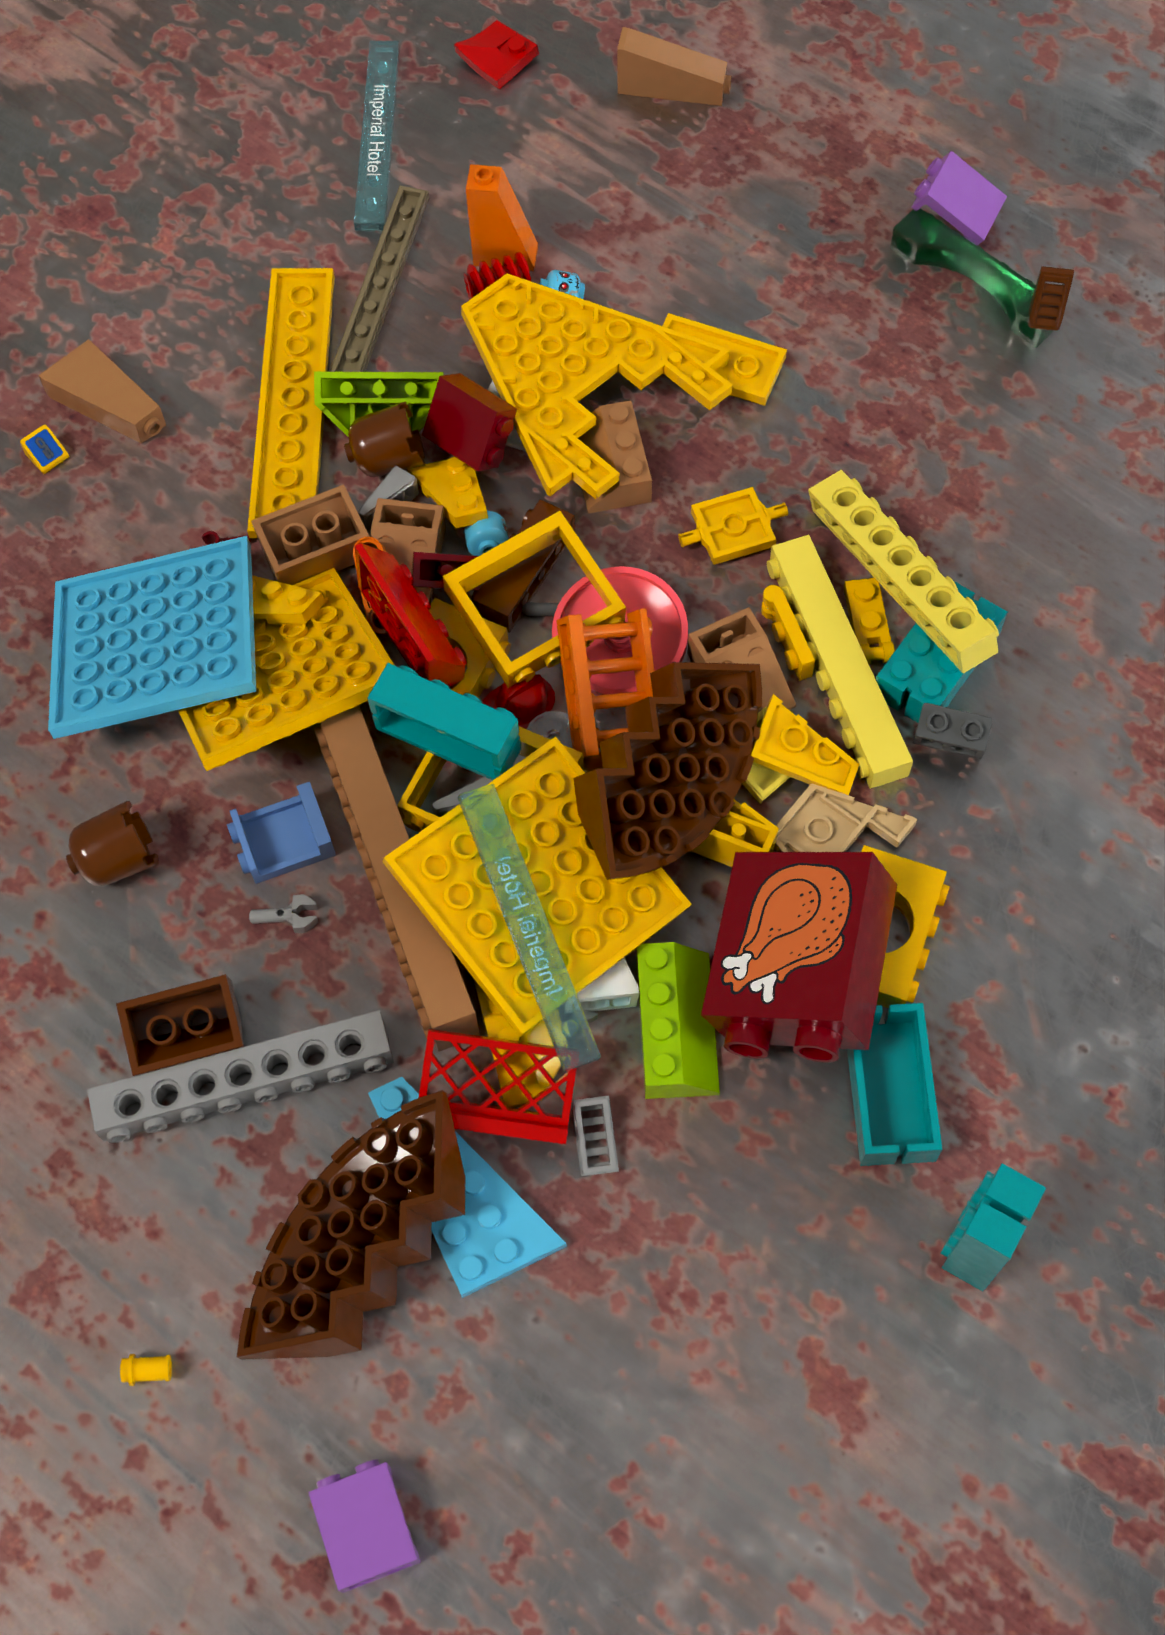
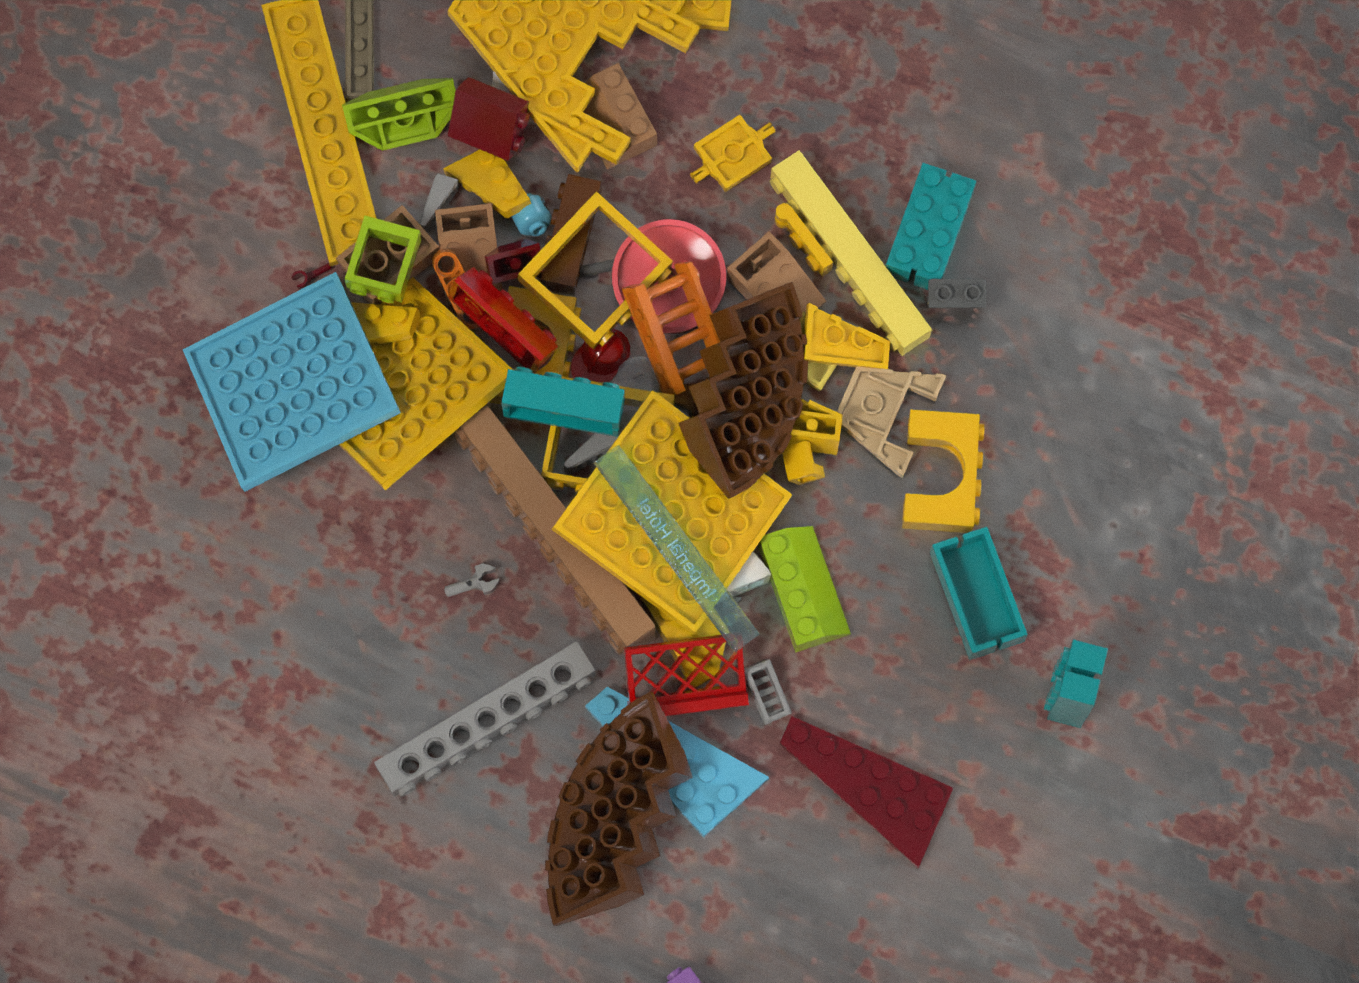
camera: 20 degrees left, 10 degrees up
(44, 449) = (124, 229): slope -> none
(103, 392) = (155, 162): medium nougat slope -> none
(111, 846) = (319, 567): reddish brown cylinder -> none
(145, 1369) = (489, 952): yellow pin -> none
(181, 1024) = (428, 694): reddish brown slope -> none
(281, 836) = (449, 519): medium blue panel -> none
(313, 502) = (388, 232): none -> lime window
(385, 441) = (420, 153): reddish brown cylinder -> none
(708, 1307) = (883, 793): none -> dark red wing
(711, 874) = (800, 464): none -> yellow panel
(800, 953) = (885, 513): dark red brick -> none
(868, 618) = (865, 209): yellow plate -> none
(904, 571) = (951, 228): light yellow brick -> none

